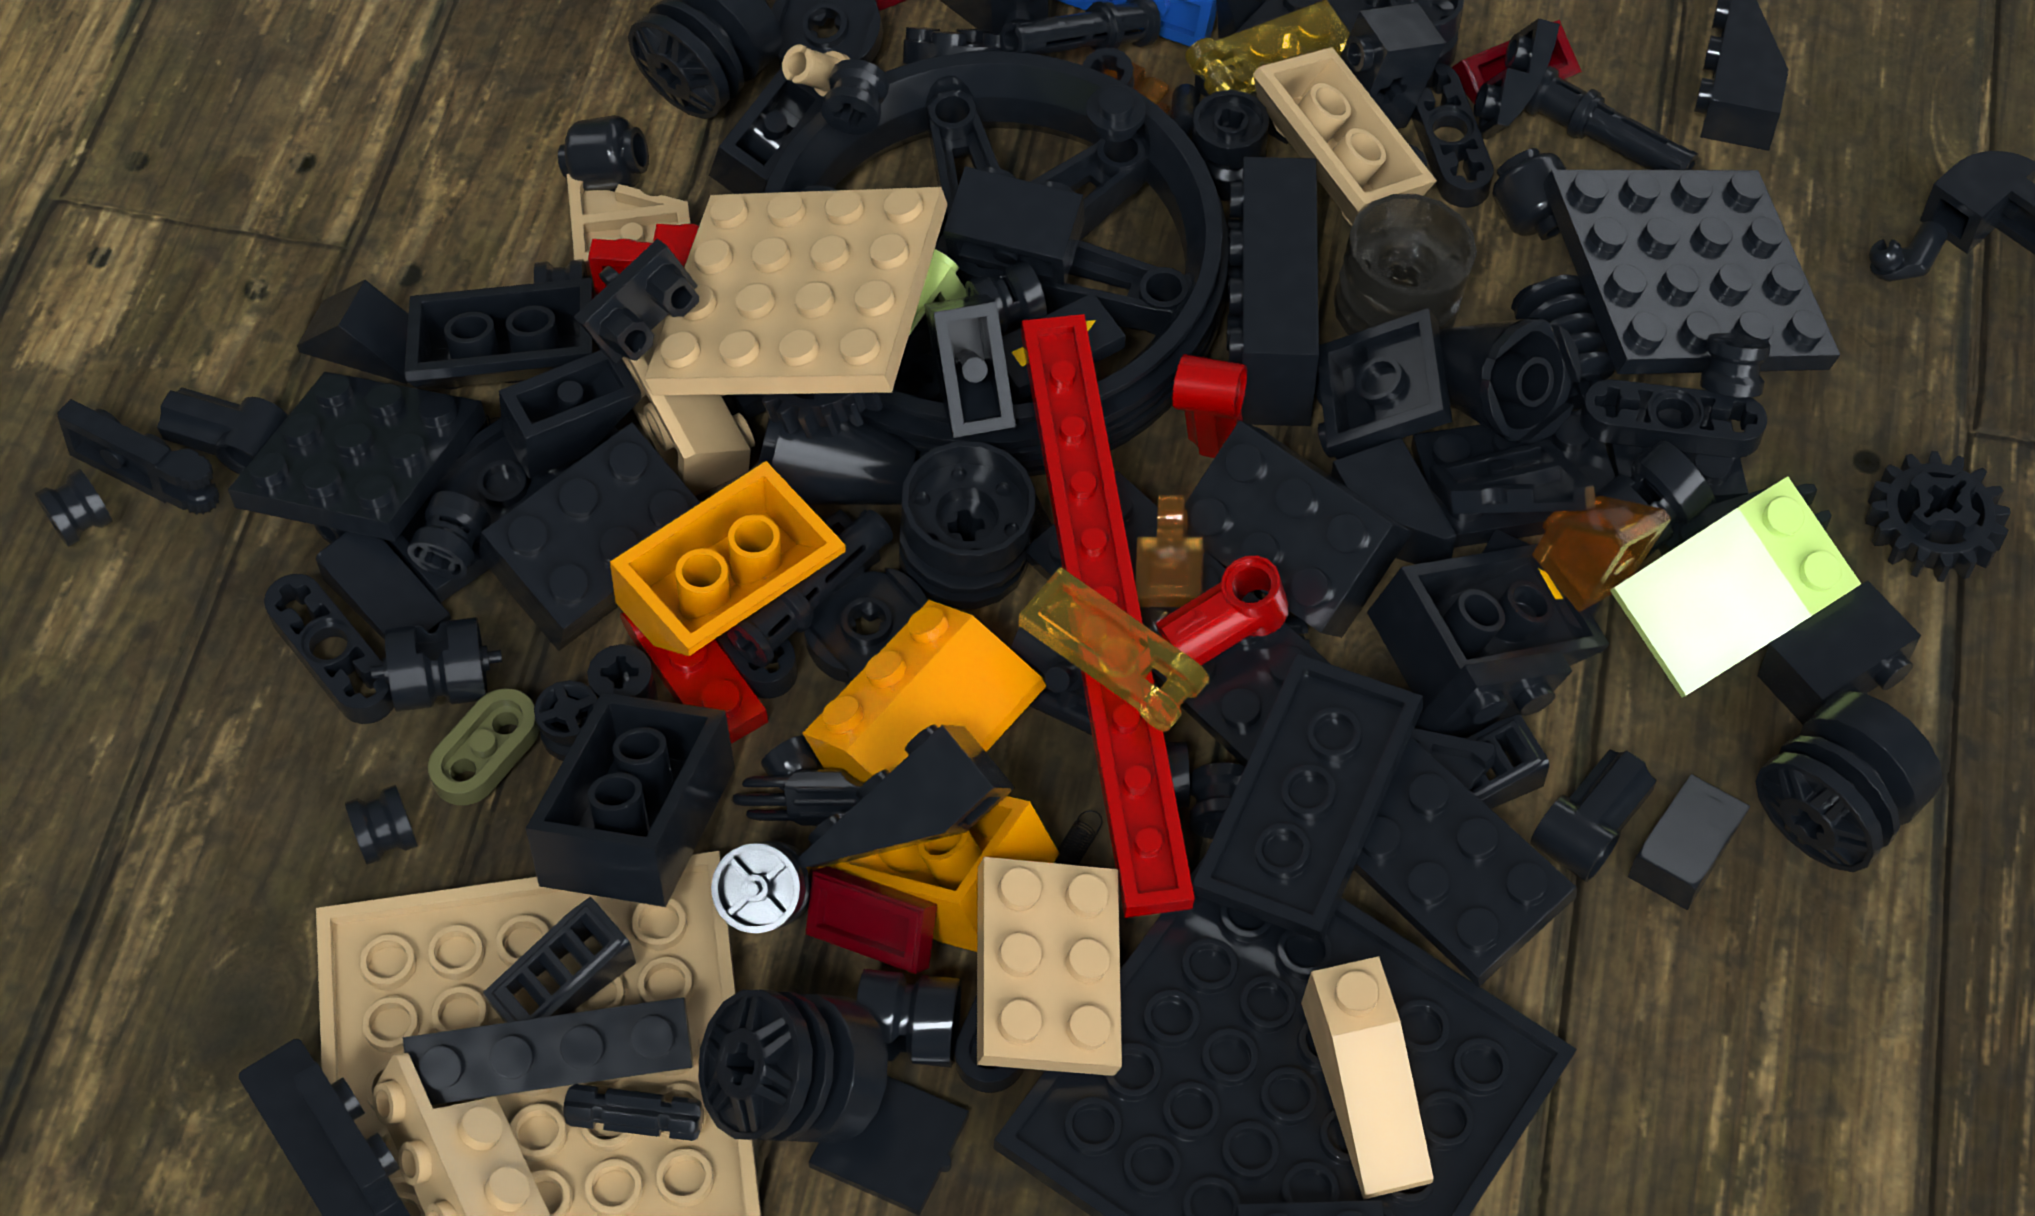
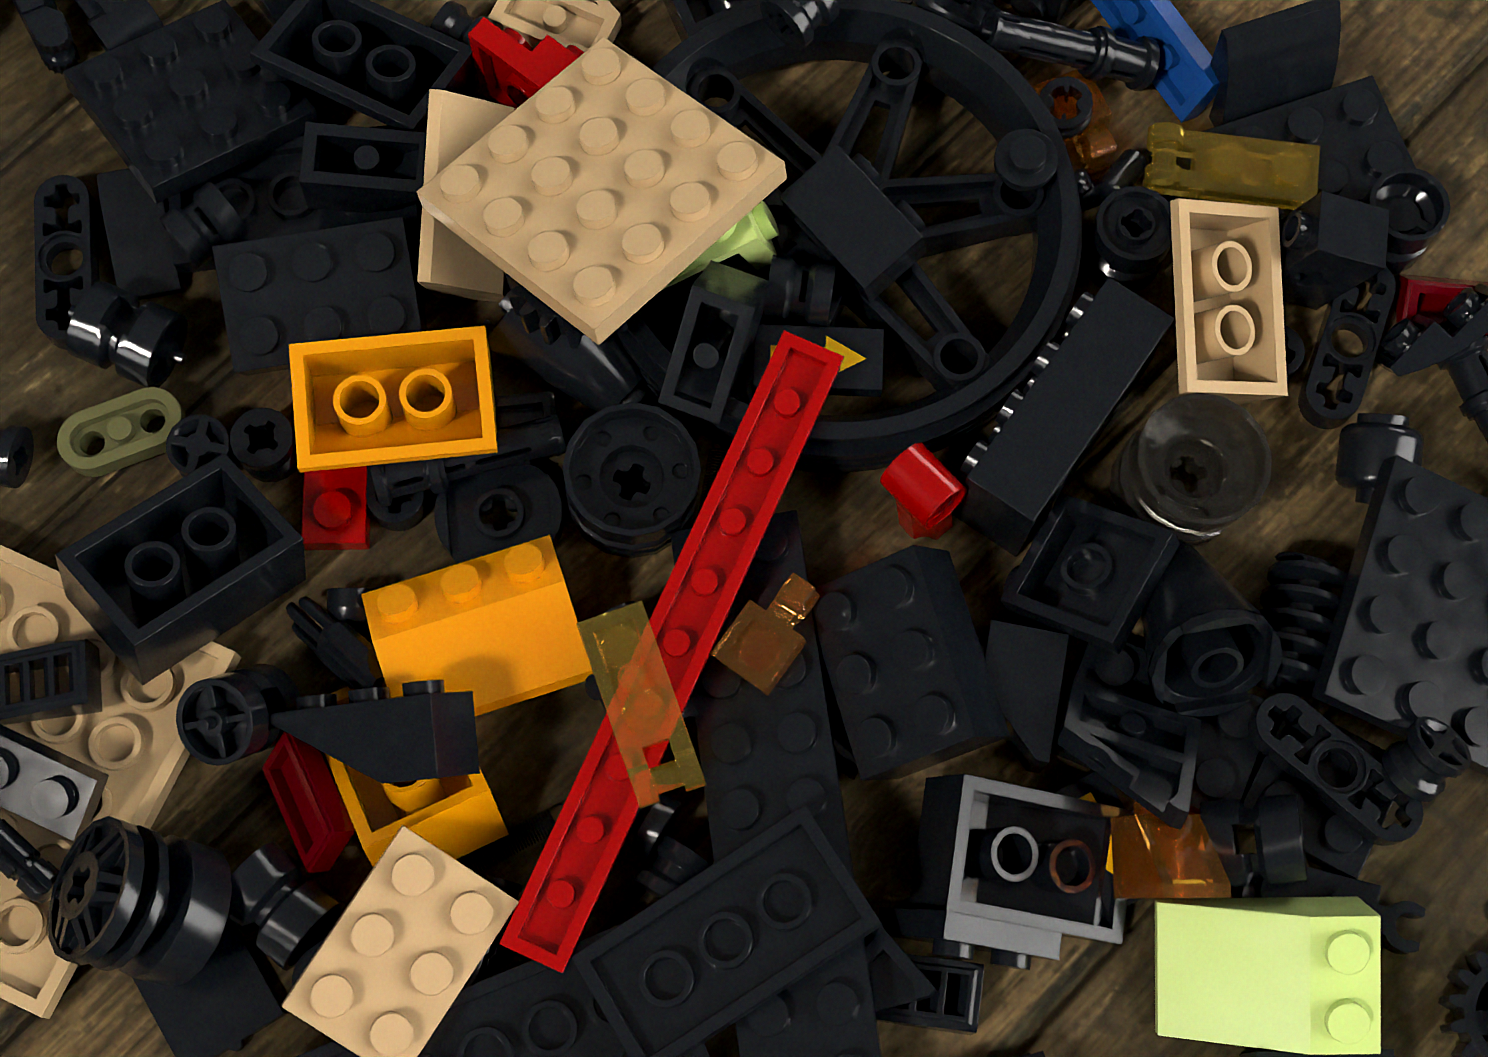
camera: 30 degrees right, 15 degrees up
(637, 302) = (447, 116): black hips -> none
(1221, 617) = (768, 721): red piece -> none

